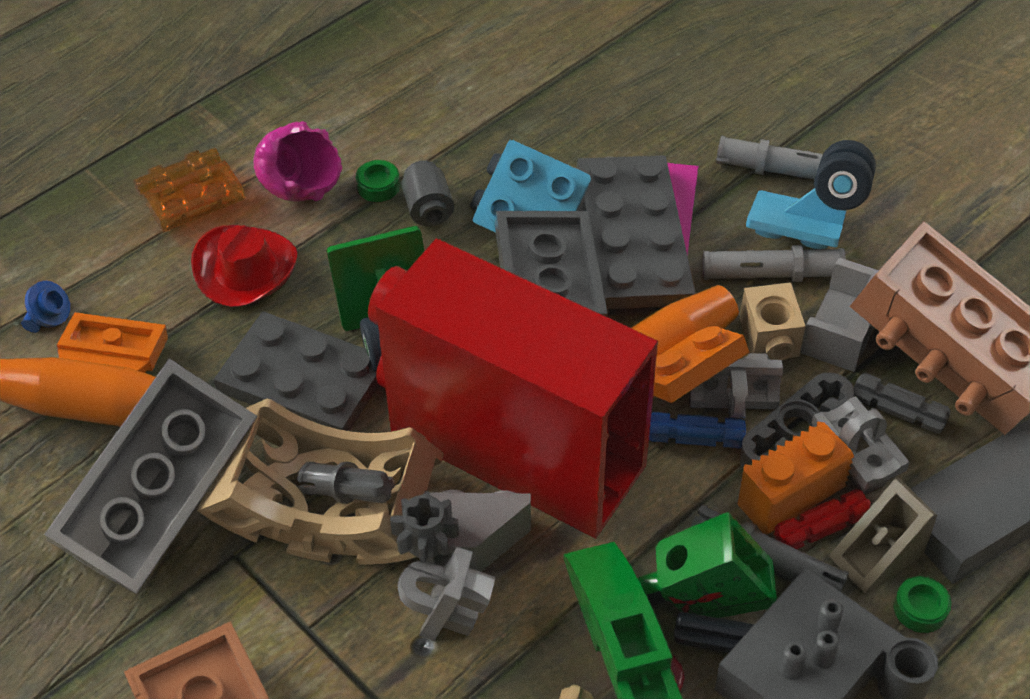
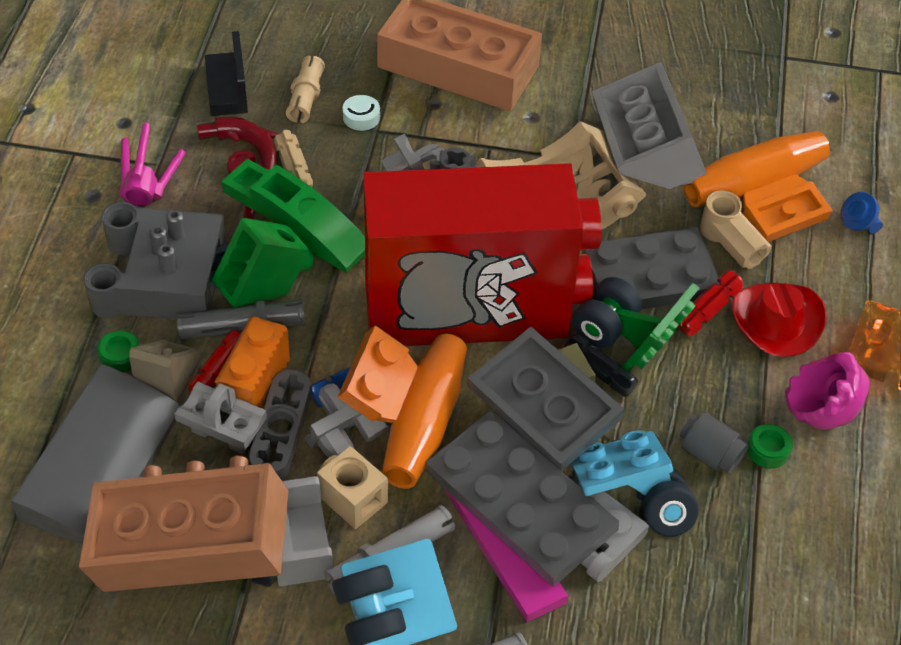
camera: 140 degrees right, 0 degrees up
(190, 339) = (726, 224): none -> tan piece
(292, 299) = (711, 302): none -> red axle

